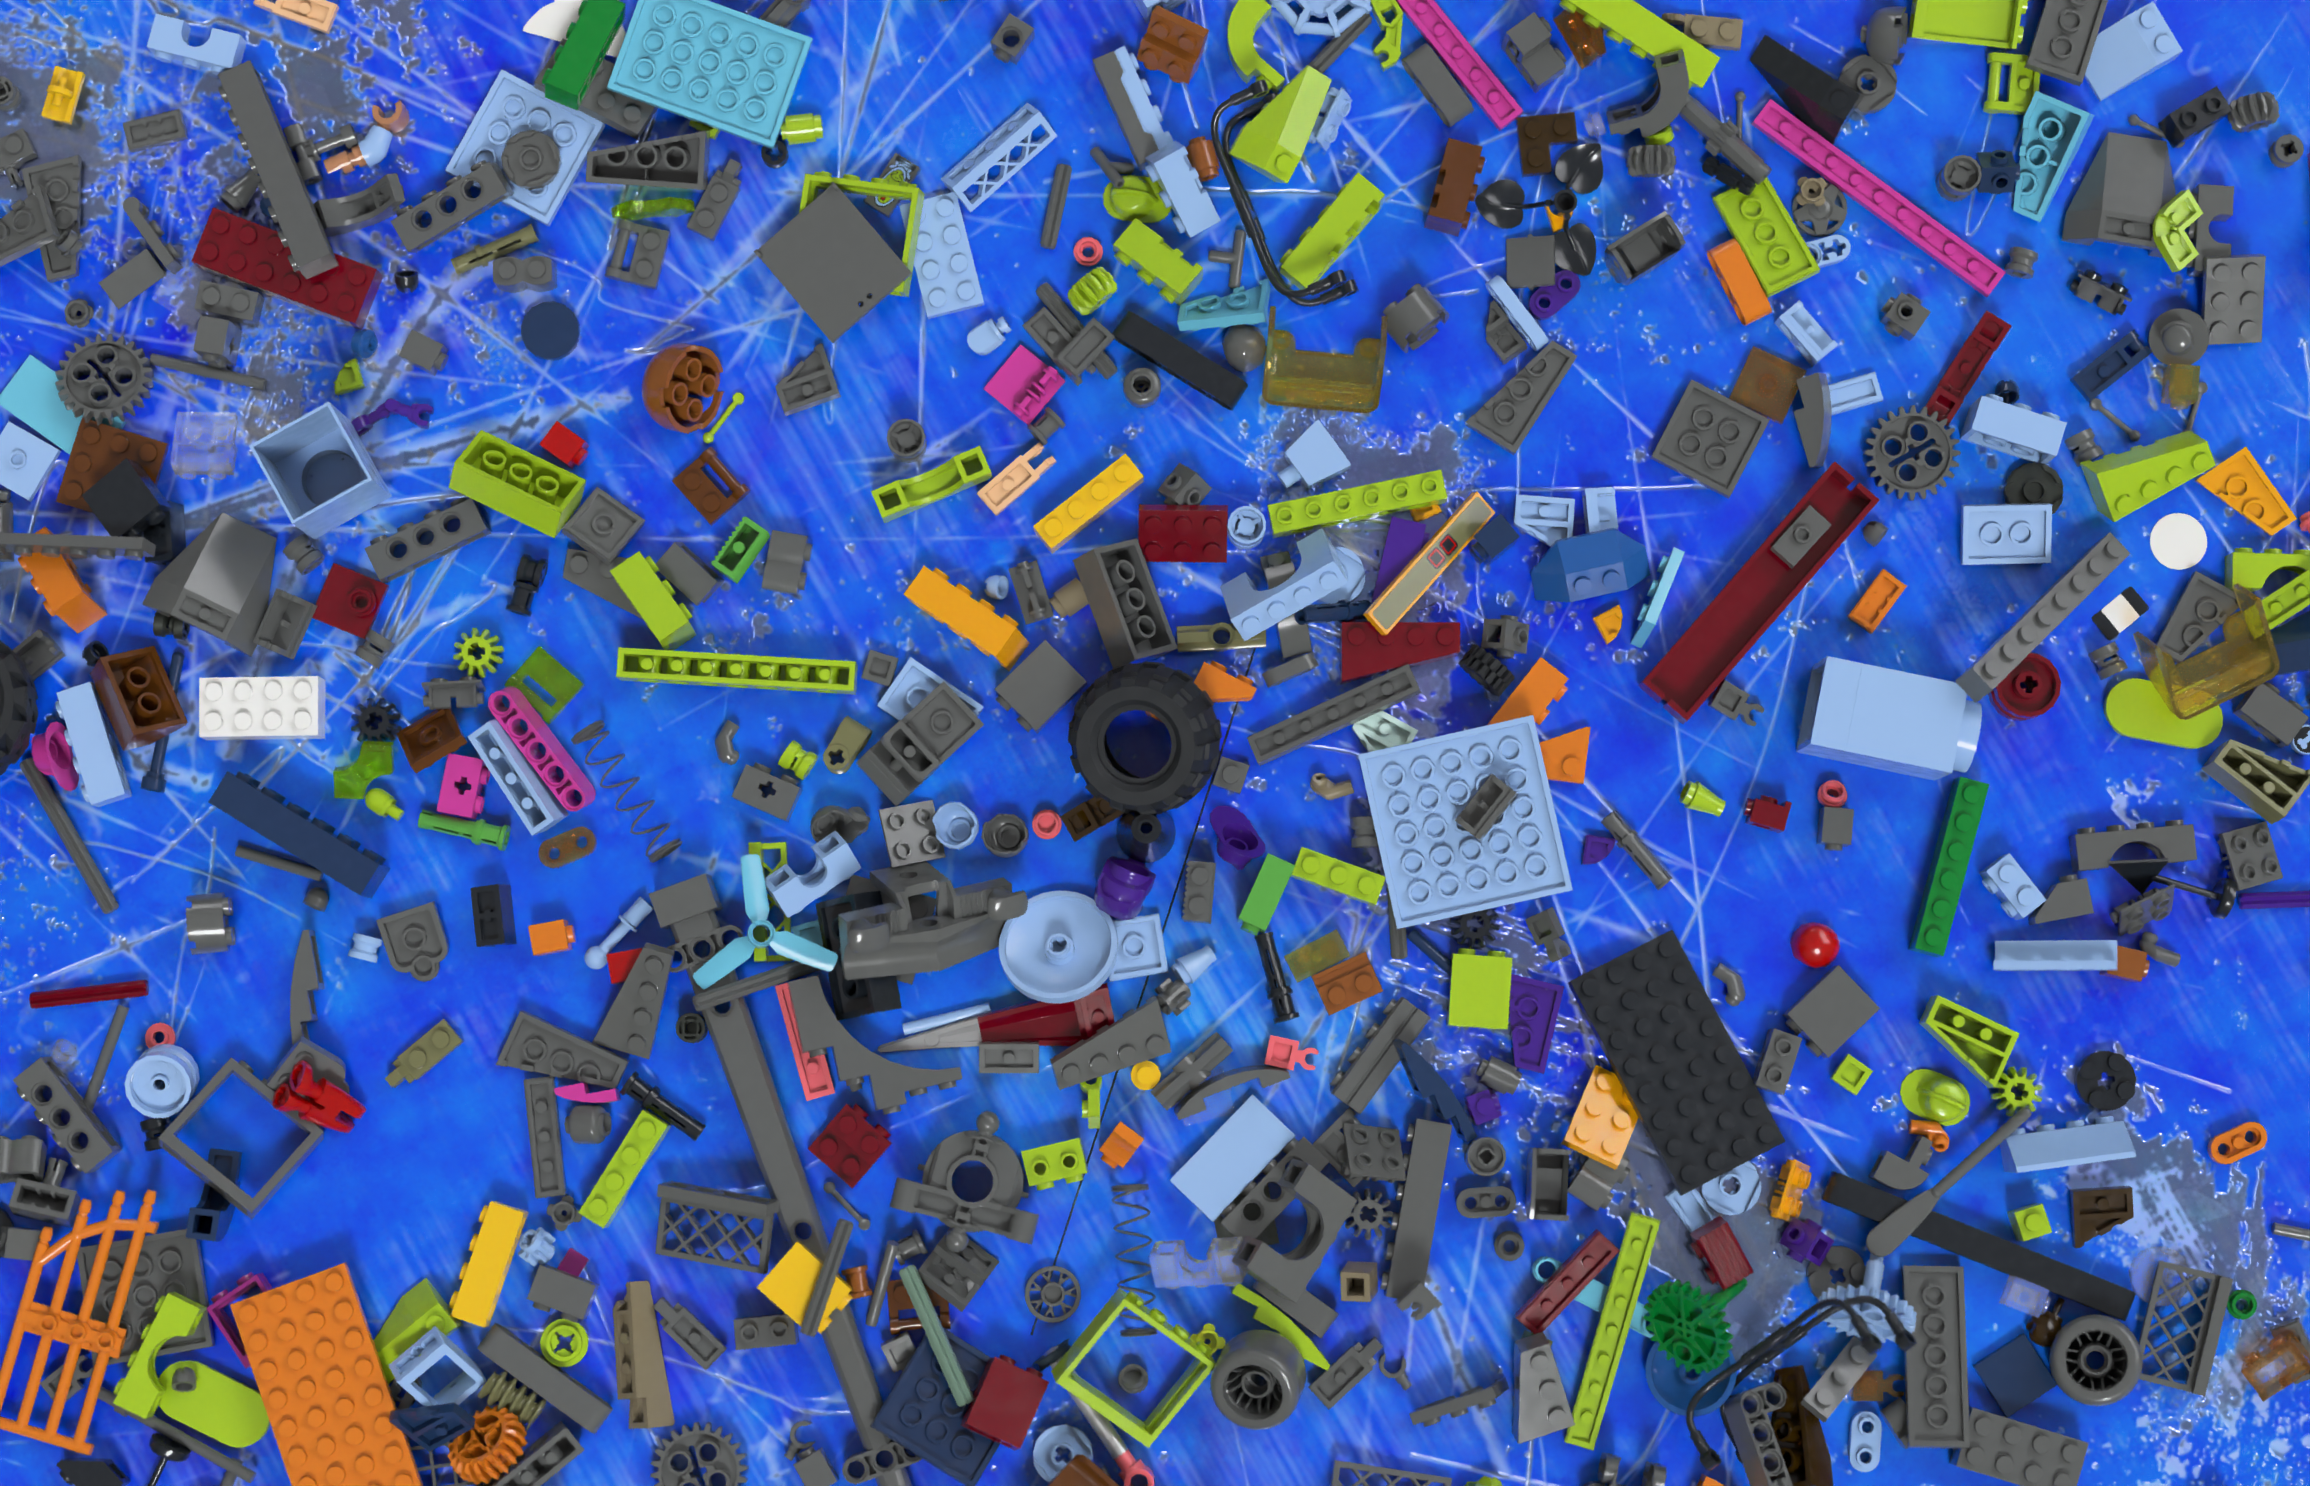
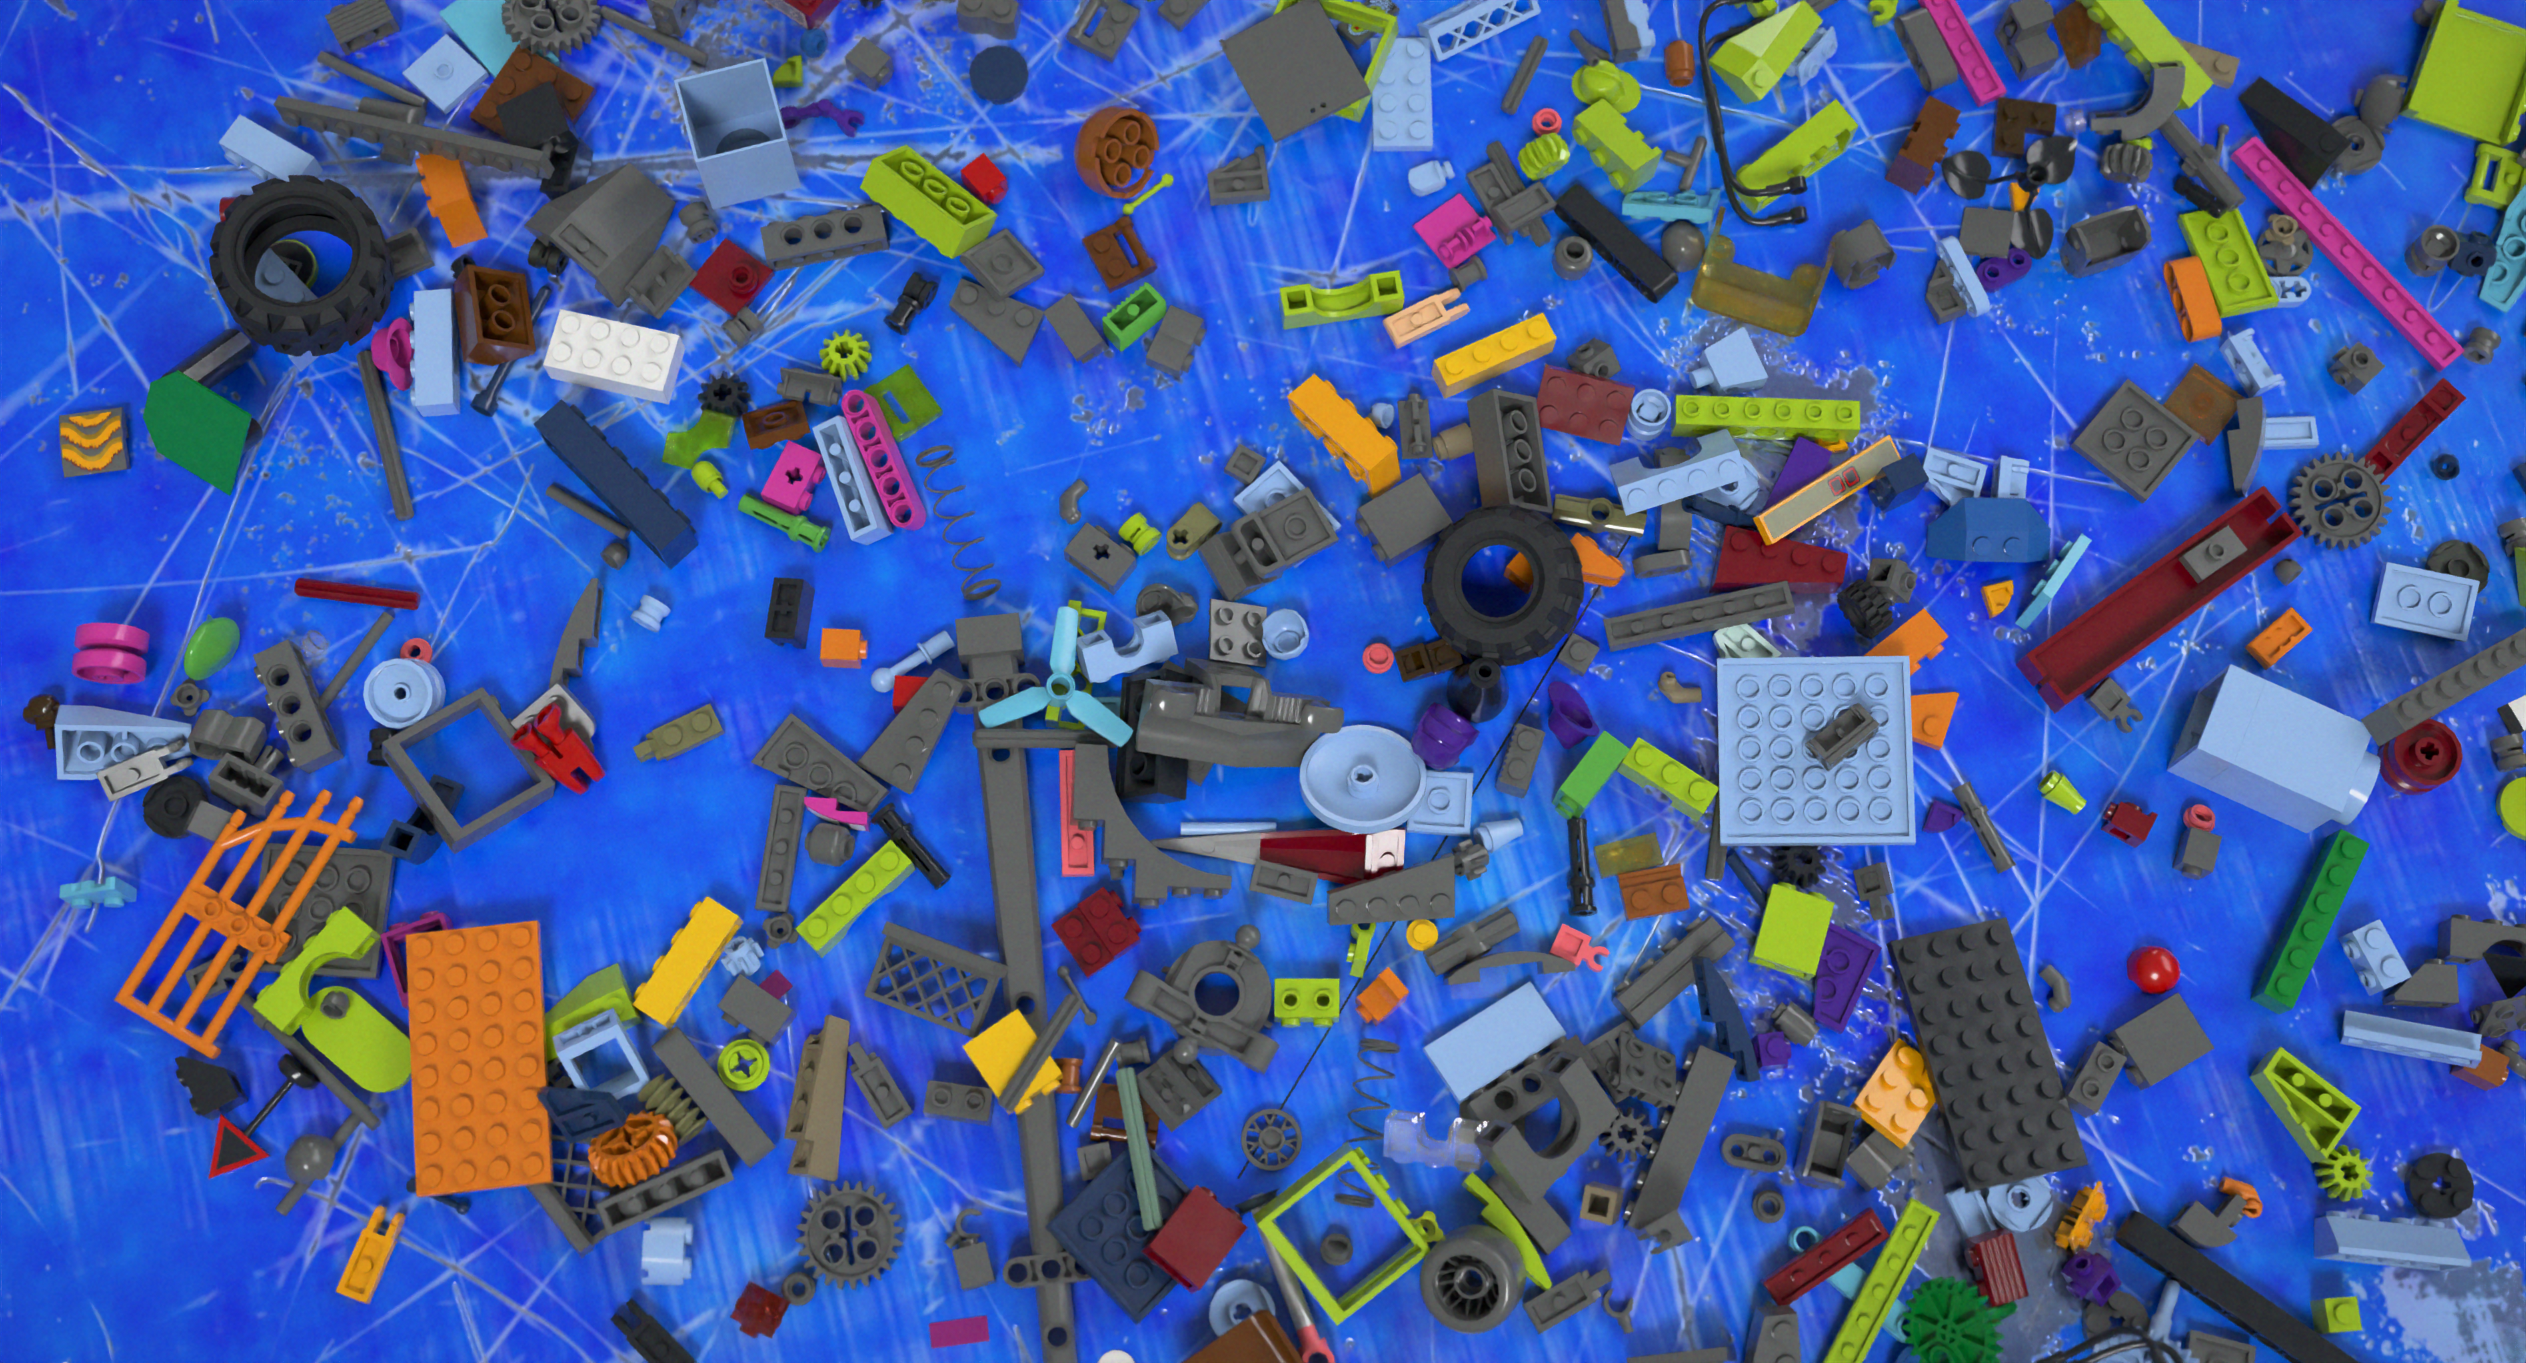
camera: 10 degrees right, 10 degrees down
(204, 444) = (630, 98): clear plate -> none
(209, 923) = (499, 549): dark grey brick -> none
(415, 941) = (703, 619): dark grey plate -> none
(568, 847) = (883, 562): clear orange plate -> none
(654, 601) = (1035, 344): lime wedge -> none
(696, 1028) = (964, 779): pearl dark grey wheel -> none
(737, 671) = (1101, 431): lime brick -> none
(907, 440) = (1325, 253): dark grey wheel -> none
(1005, 835) = (1333, 657): dark grey hair -> none
(1181, 189) = (1655, 80): light blue wedge -> none
(1364, 832) = (1705, 742): dark grey wheel -> none
(1485, 1156) = (1763, 1103): dark grey wheel -> none
(1517, 406) = (1945, 365): dark grey wing -> none
(1851, 1074) = (2169, 1113): lime plate -> none
(1903, 1221) = (2204, 1278): dark grey piece -> none
(1935, 1097) = (2253, 1159): lime piece -> none
(2013, 429) = (2450, 500): light blue brick -> none
(2098, 1210) = (2411, 1323): dark brown wing -> none

